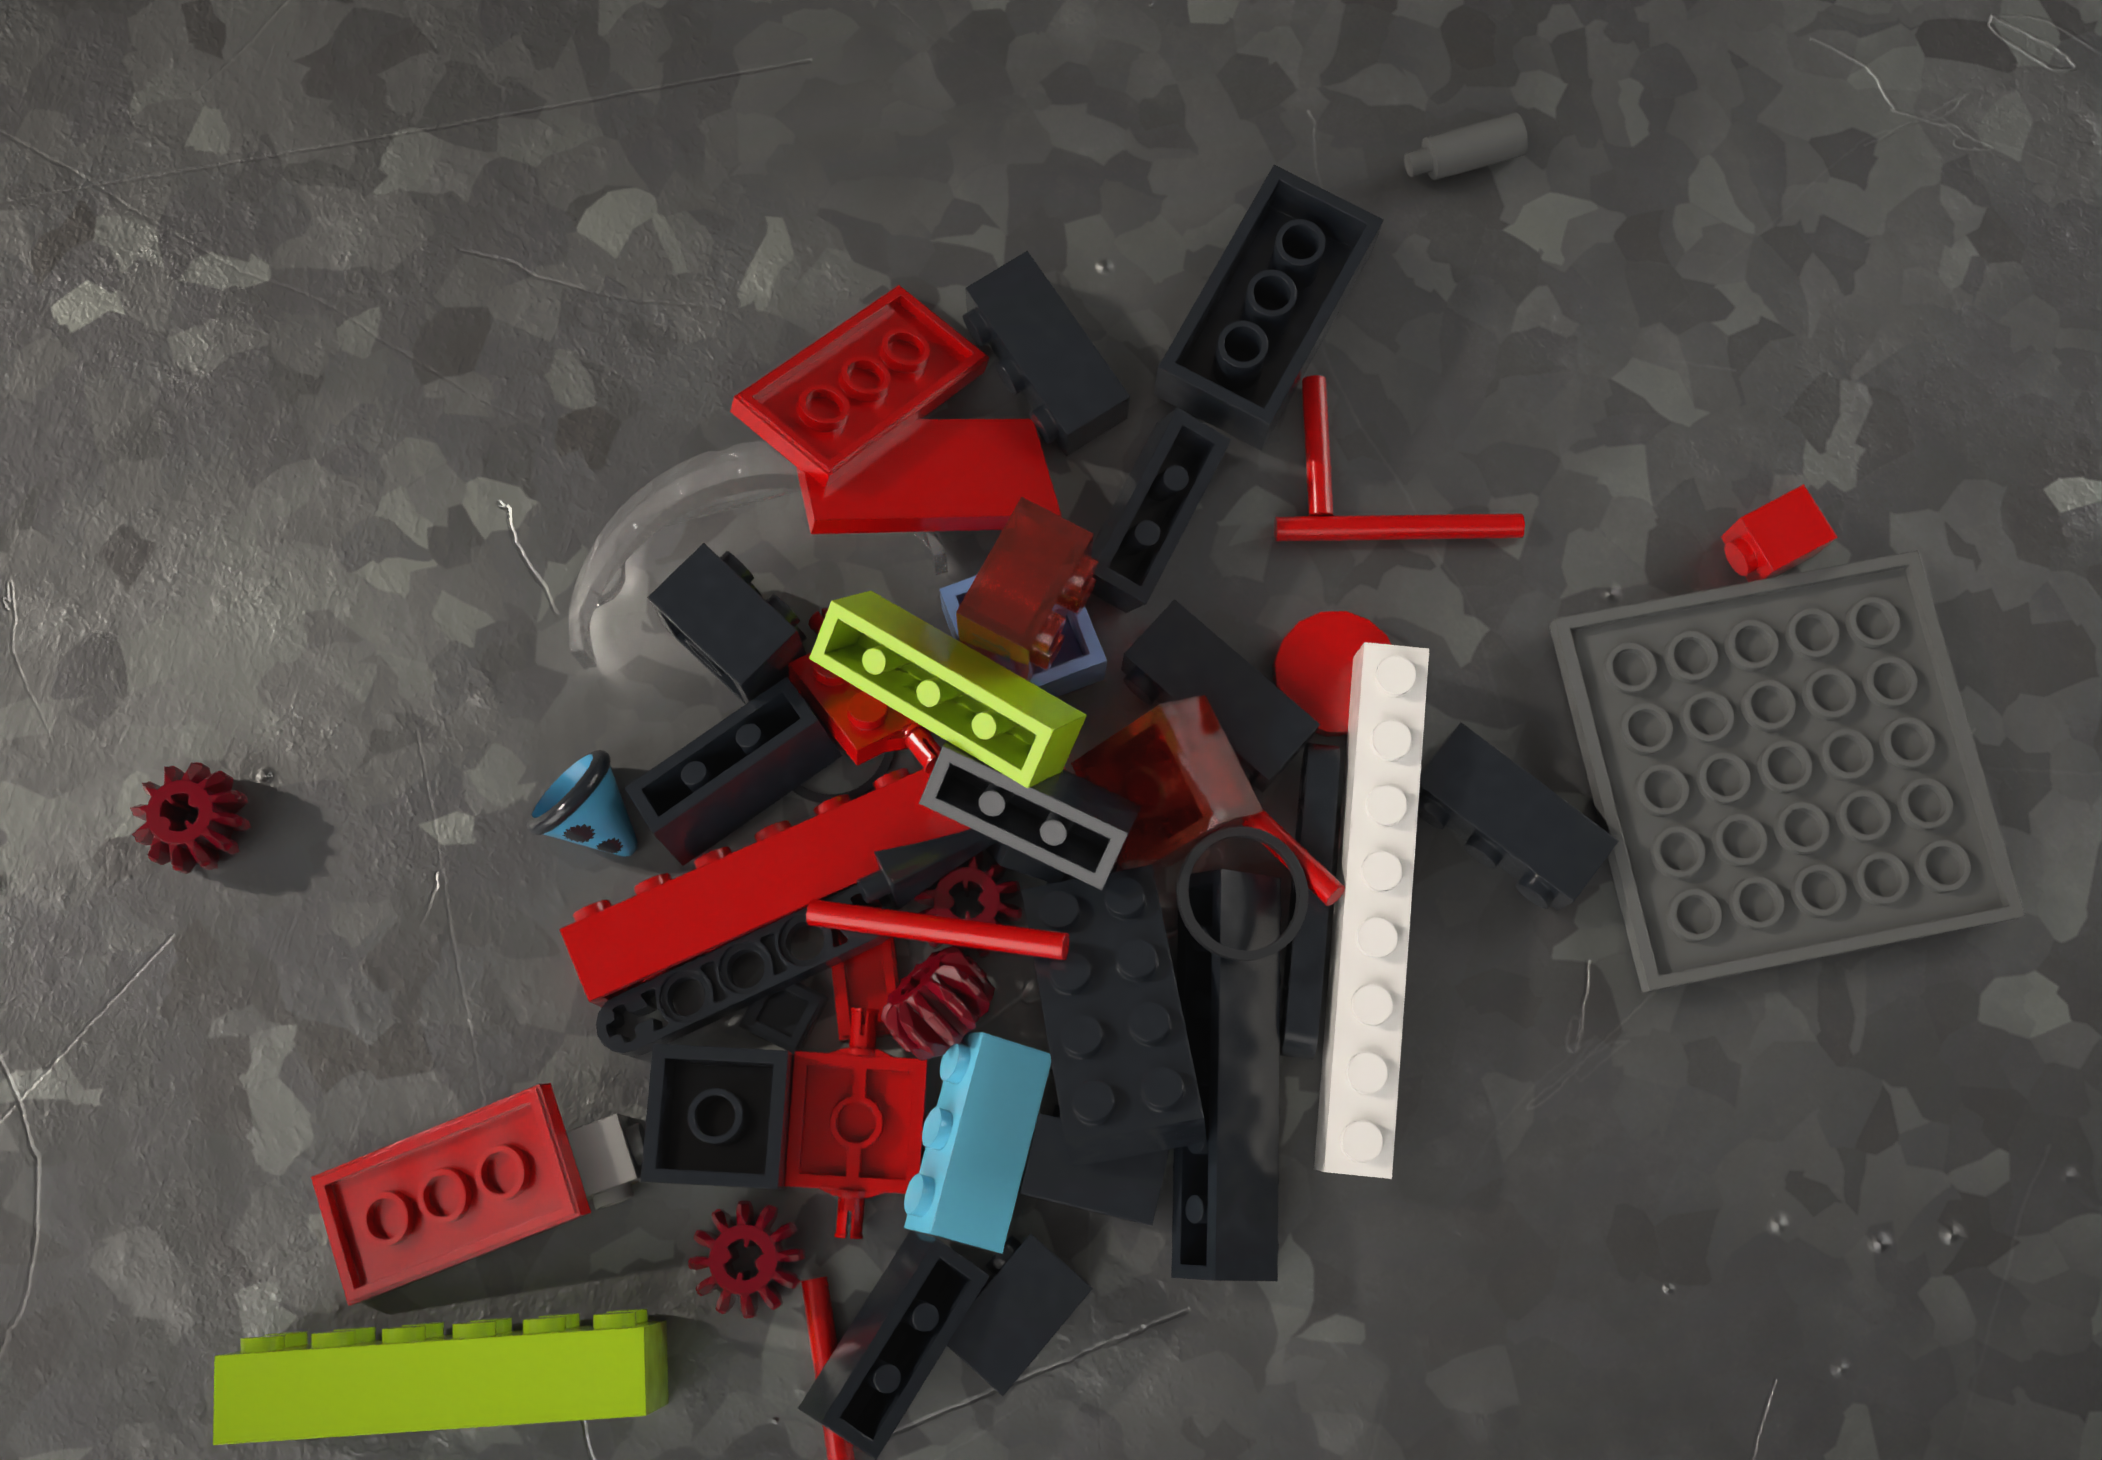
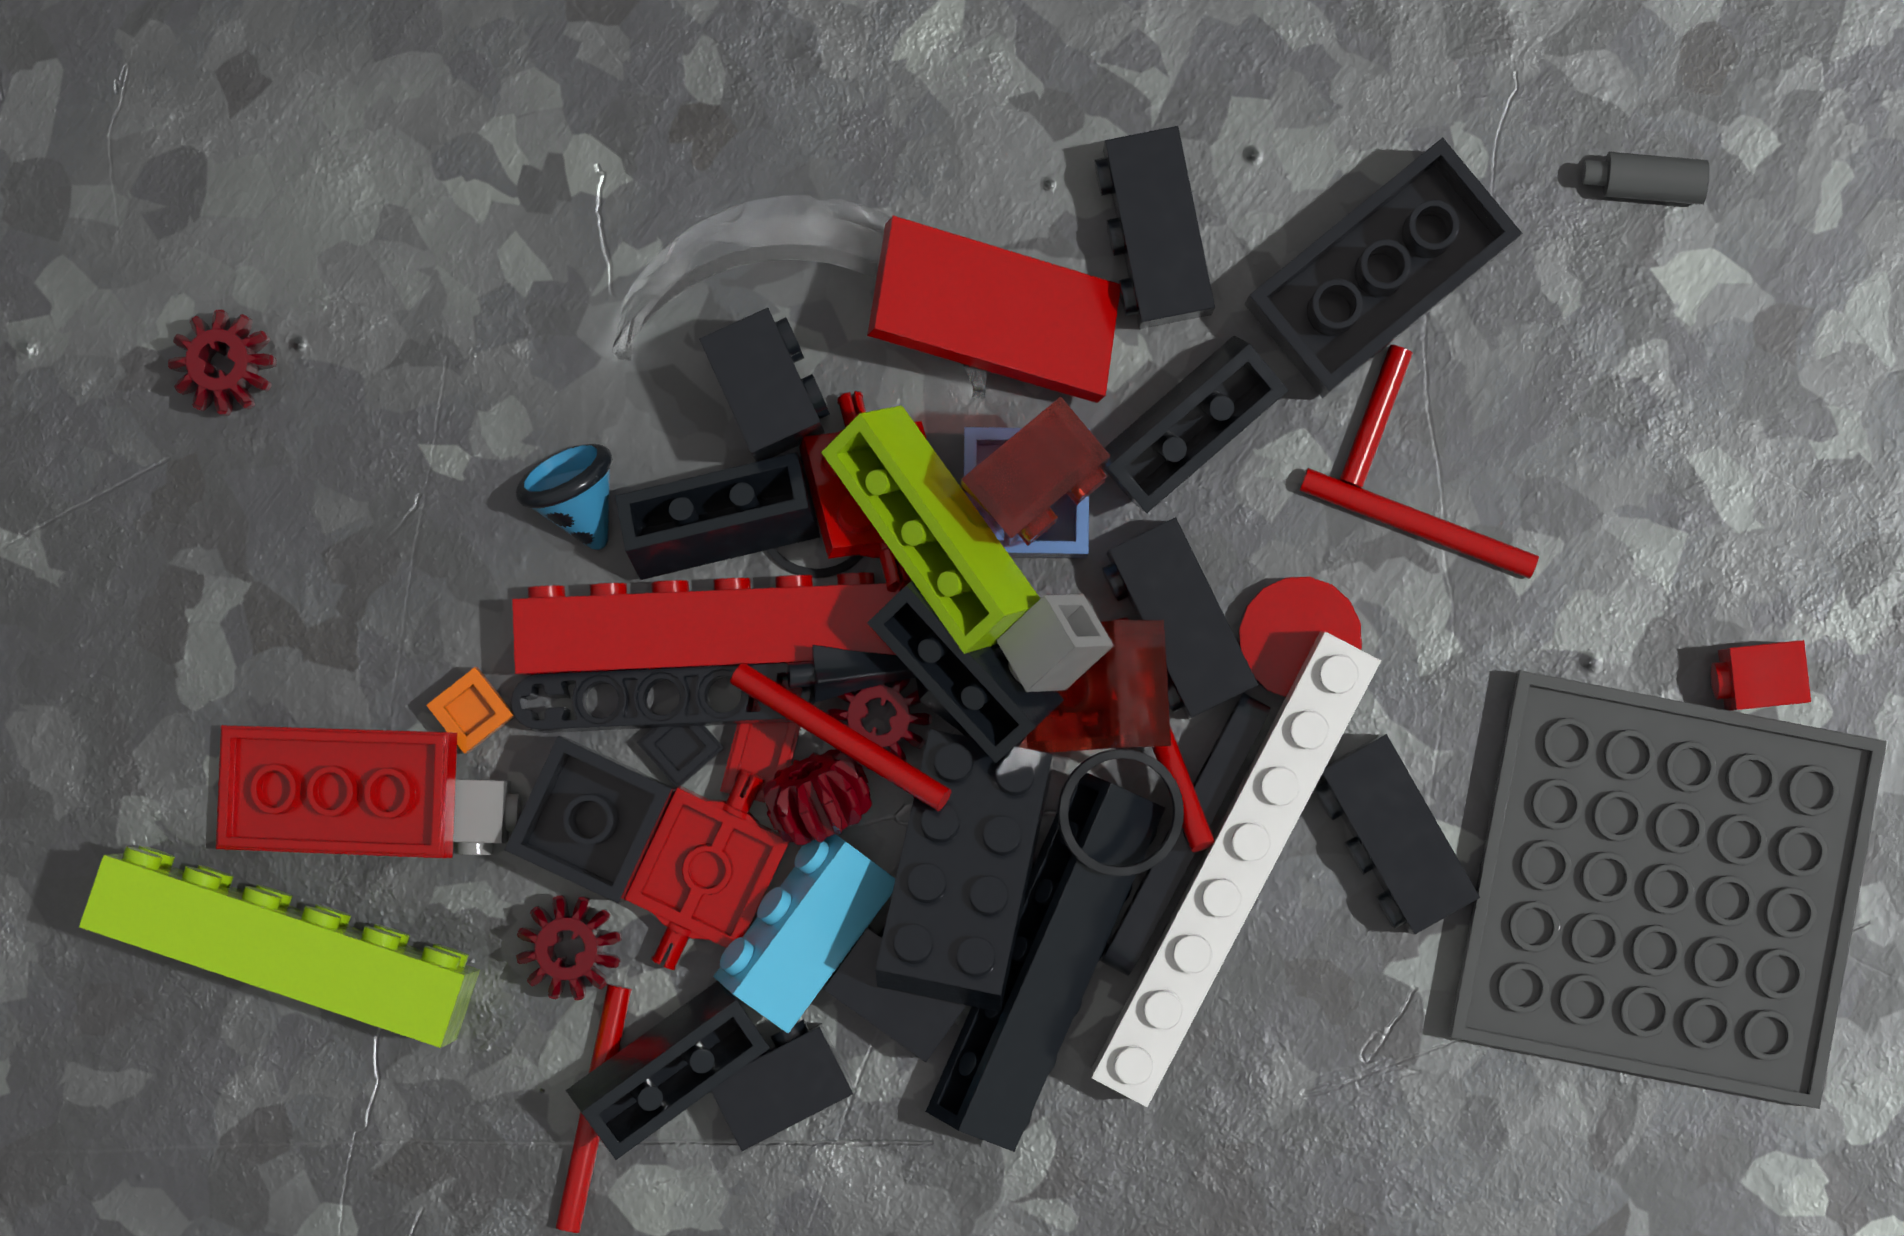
camera: 30 degrees right, 10 degrees up
(560, 1057) = (471, 710): none -> orange plate
(859, 385) = (971, 199): red tile -> none
(1111, 747) = (1054, 643): none -> light grey brick

